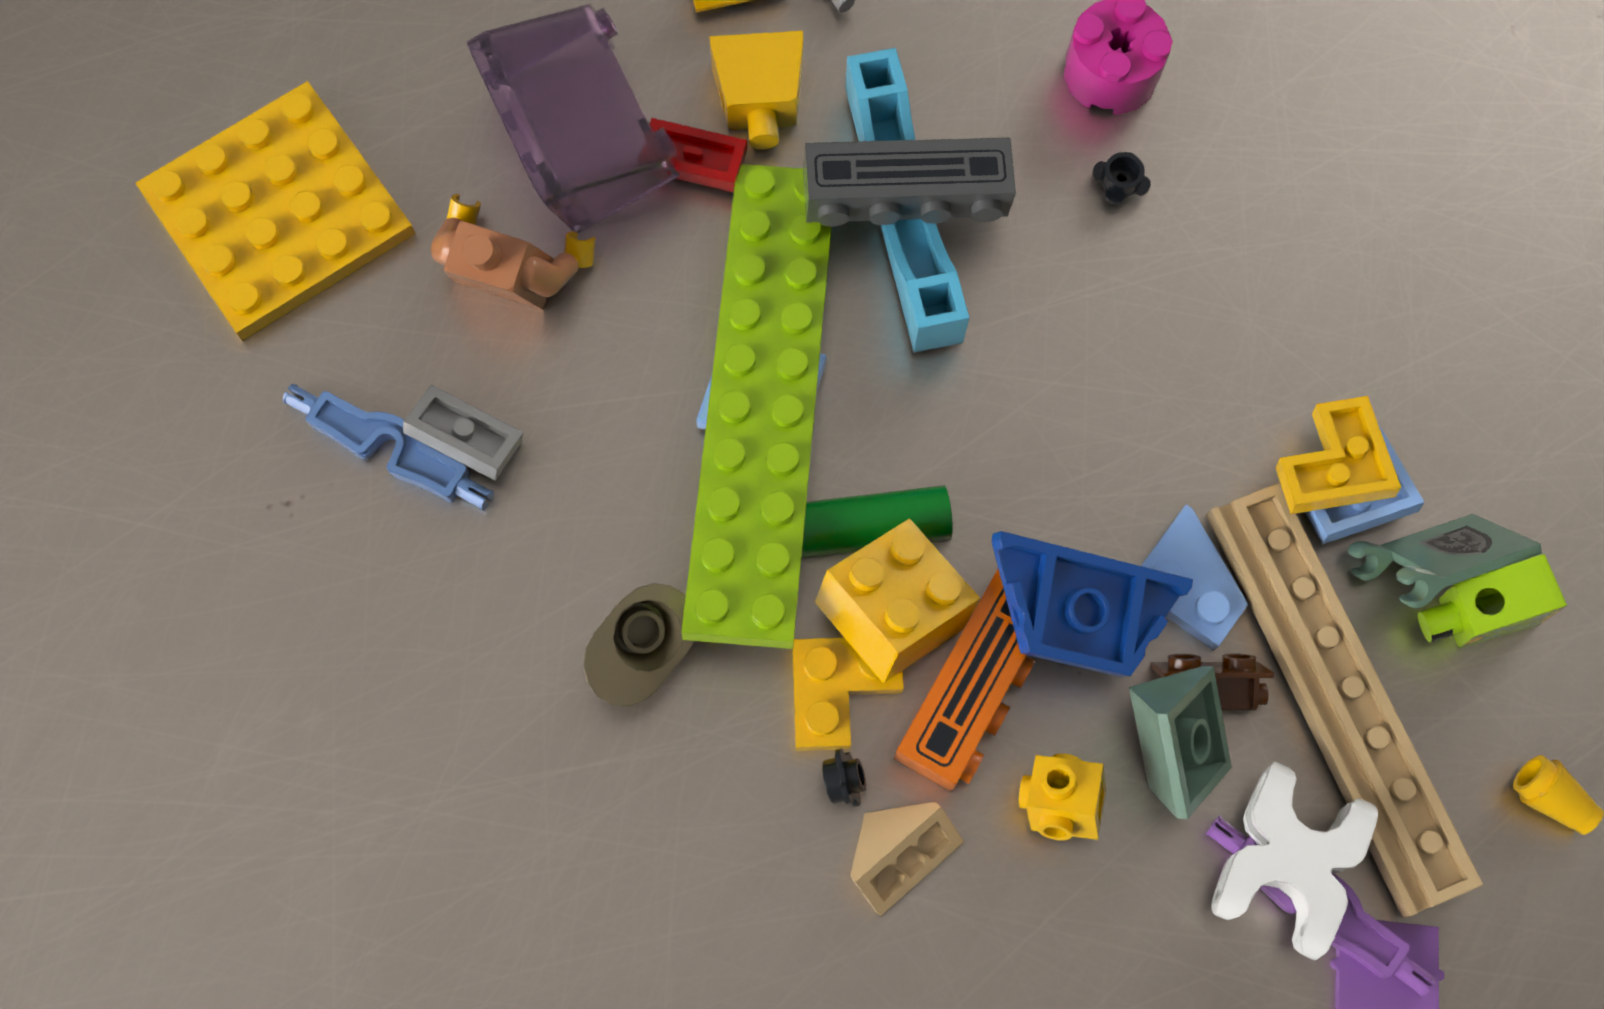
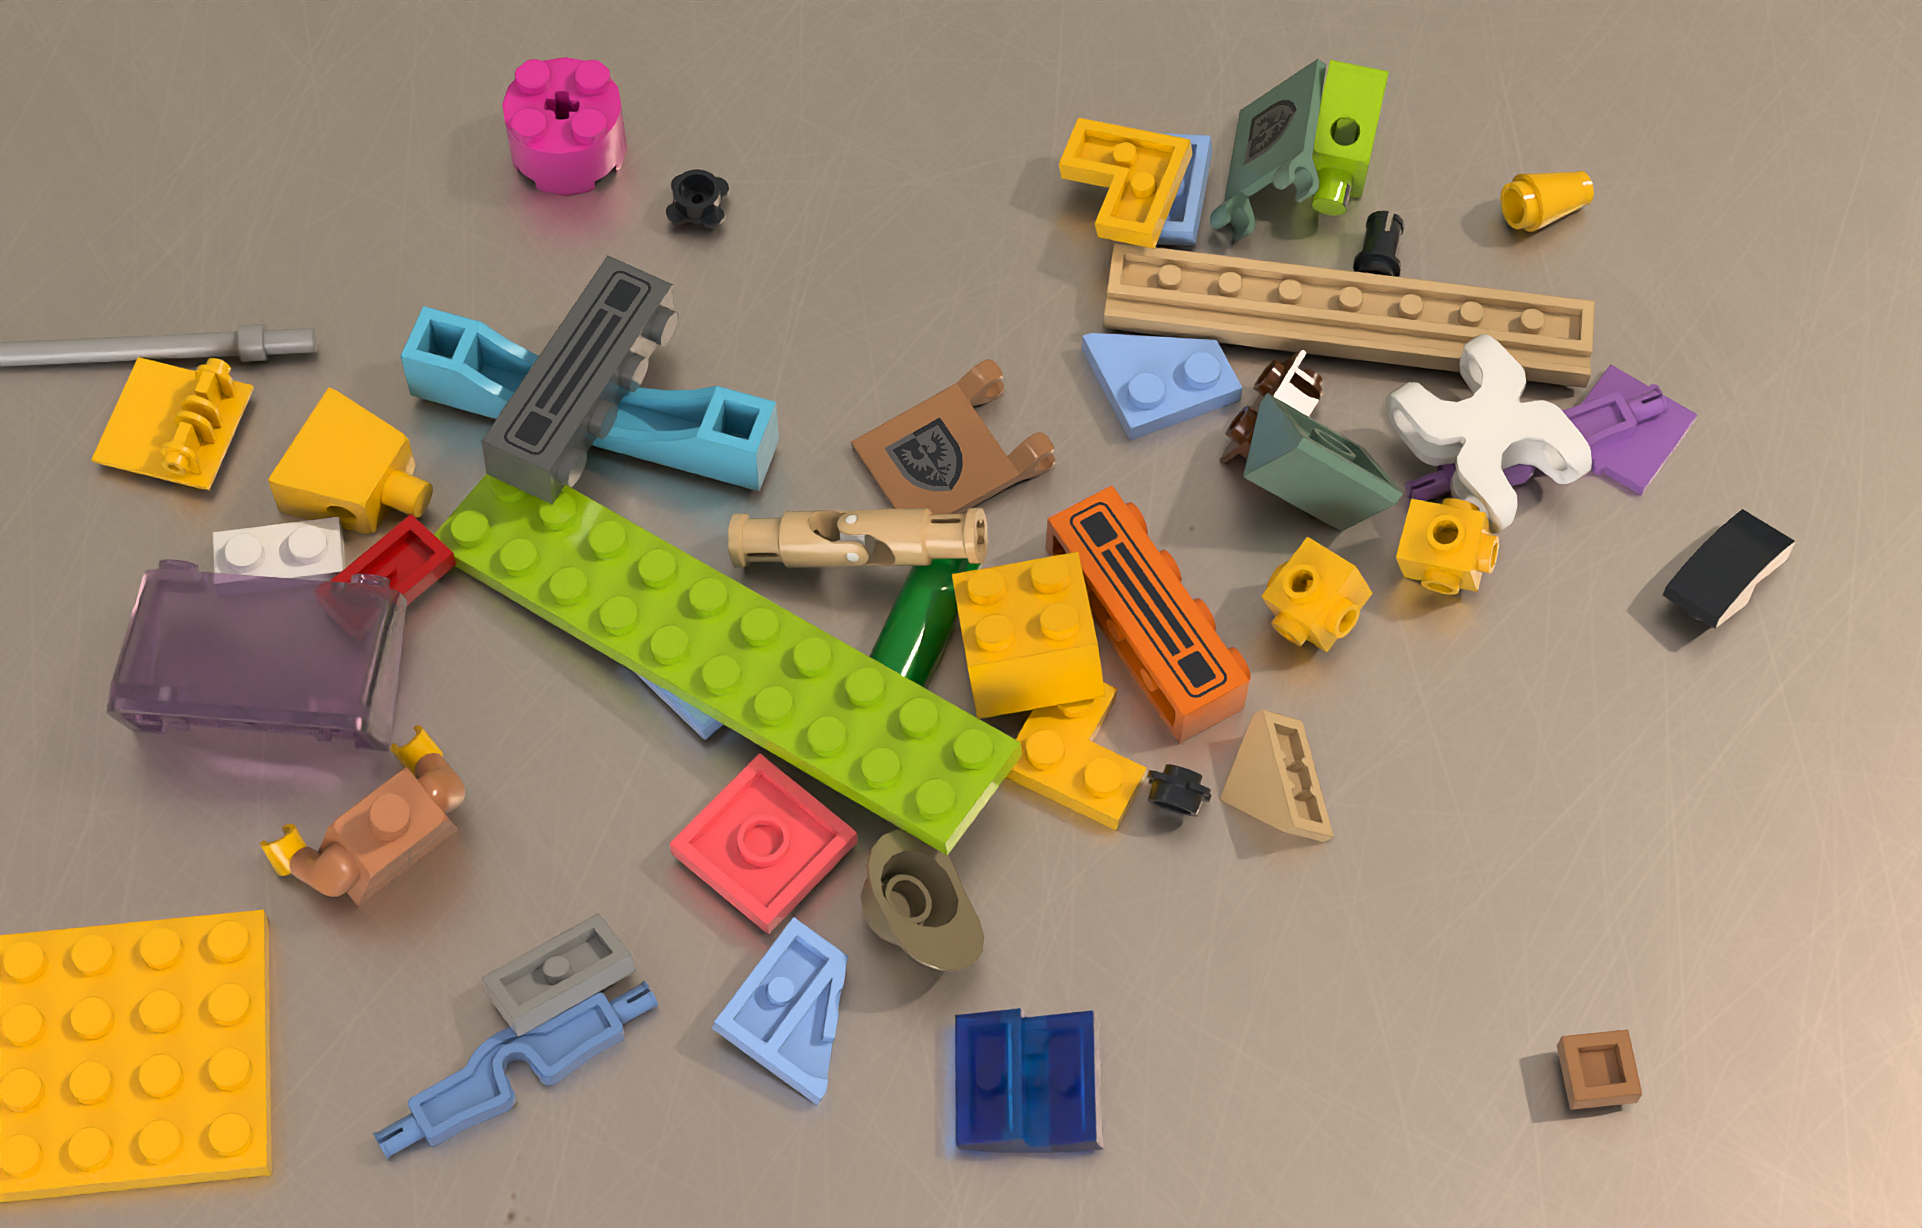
camera: 60 degrees left, 10 degrees down
(521, 598) = (790, 1009): none -> light blue wing
(557, 794) = (1028, 1082): none -> clear blue slope
(636, 510) = (763, 843): none -> coral plate
(673, 82) = (283, 550): none -> white plate
(910, 449) = (904, 534): none -> tan piece
(1021, 461) = (944, 452): none -> medium nougat flag
(1083, 604) = (1138, 467): blue wing -> none
(1173, 858) = (1447, 545): none -> yellow brick
(1417, 686) = (1380, 246): none -> black pin

